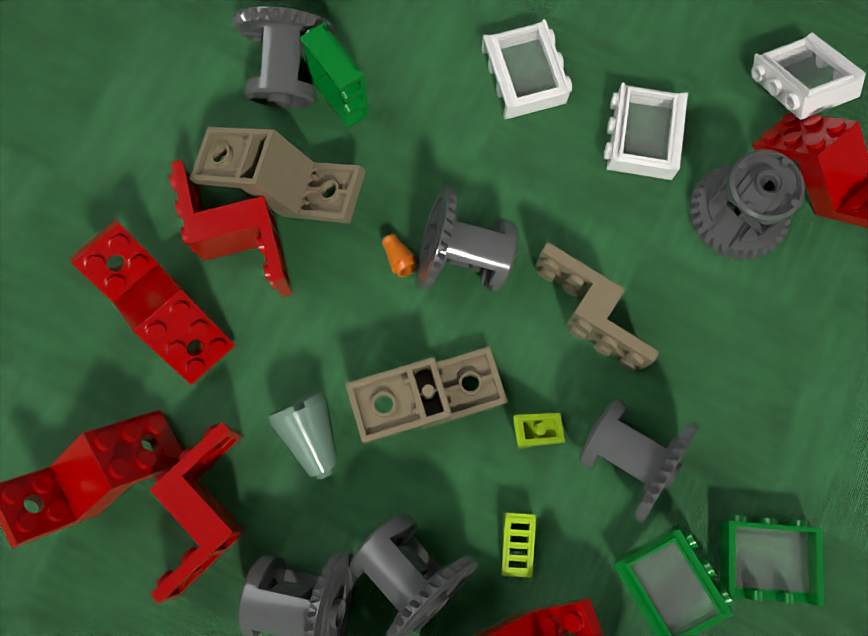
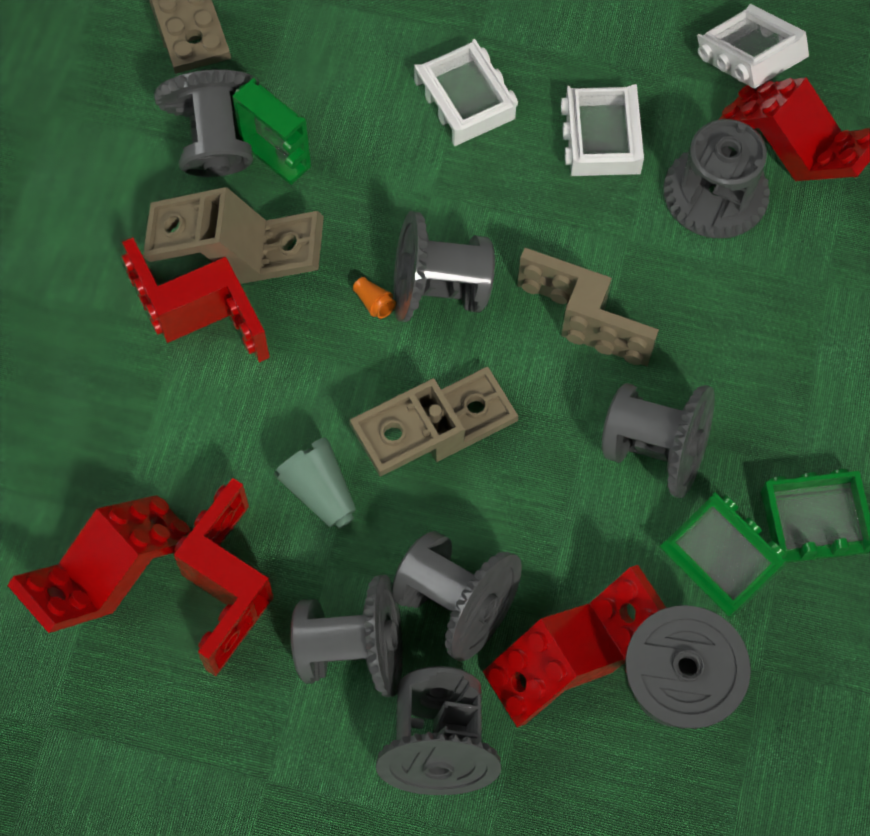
camera: 10 degrees left, 10 degrees down
(152, 302) = (131, 384): red bracket -> none
(530, 520) = (555, 525): lime slope -> none
(538, 429) = (554, 435): lime slope -> none

